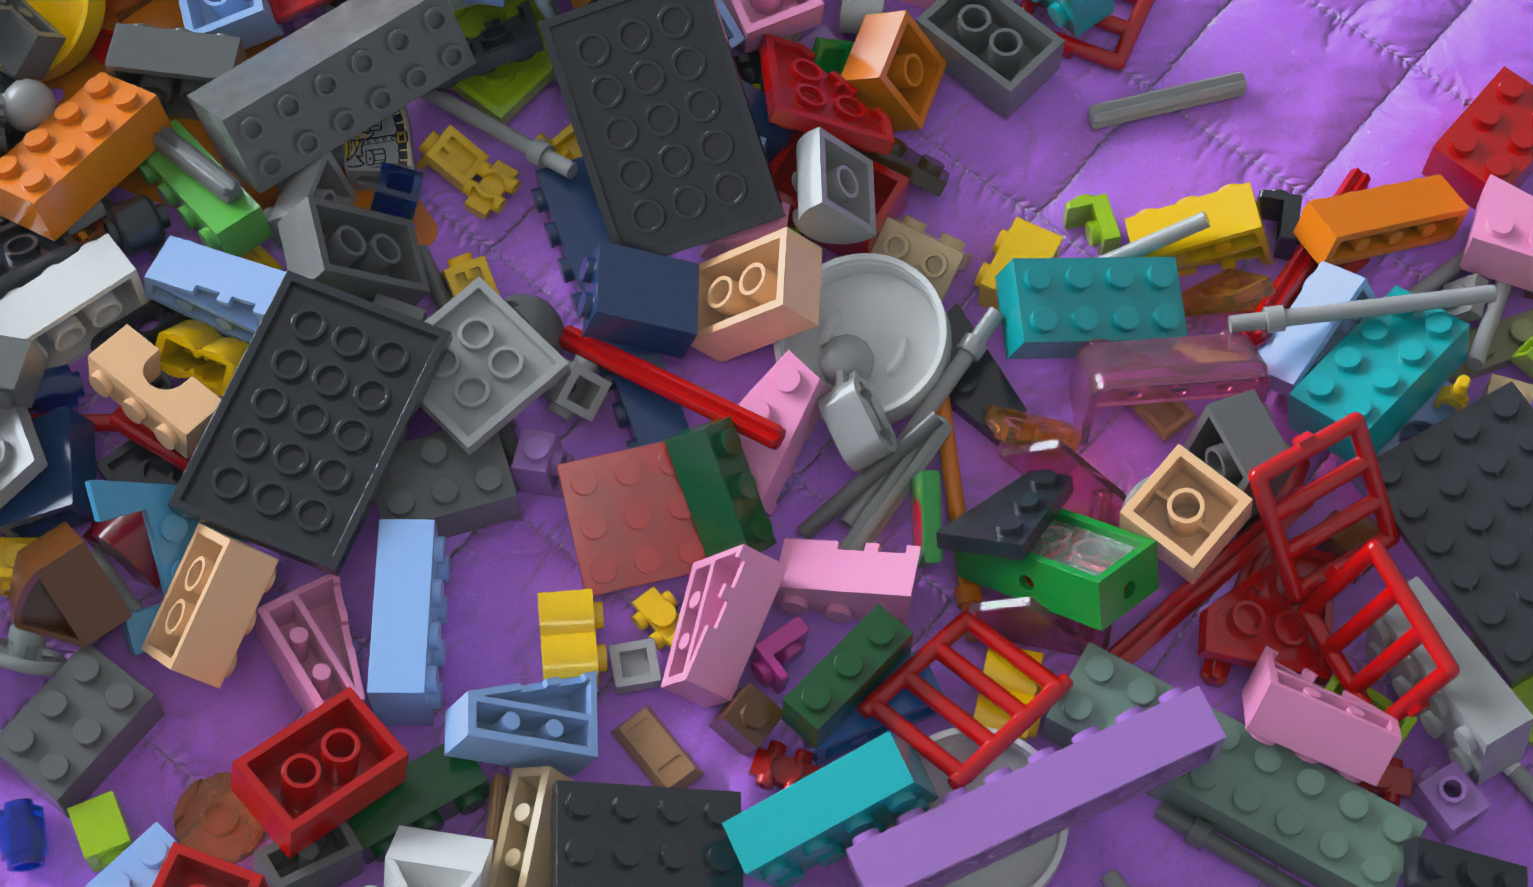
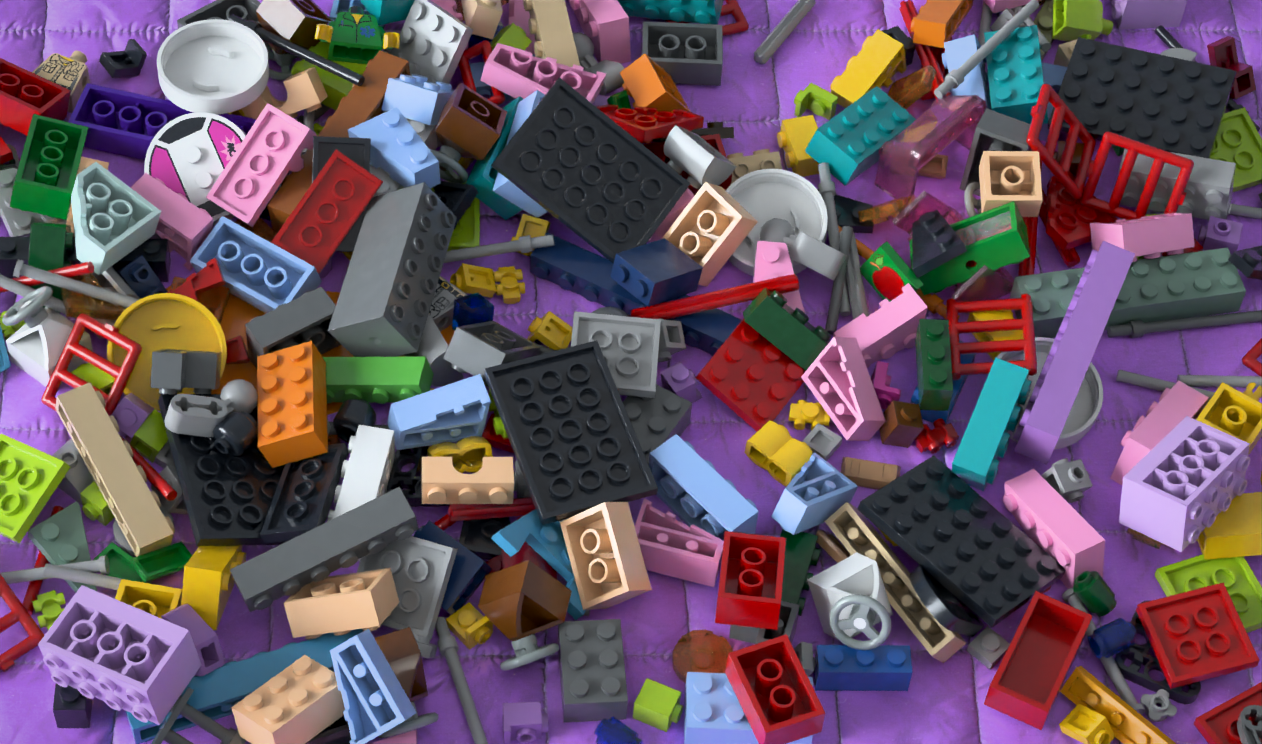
camera: 45 degrees left, 10 degrees down
(197, 165) = (365, 362): dark grey axle -> none
(1162, 237) = (861, 82): light grey bar -> none
(1454, 394) = (1056, 62): yellow piece -> none

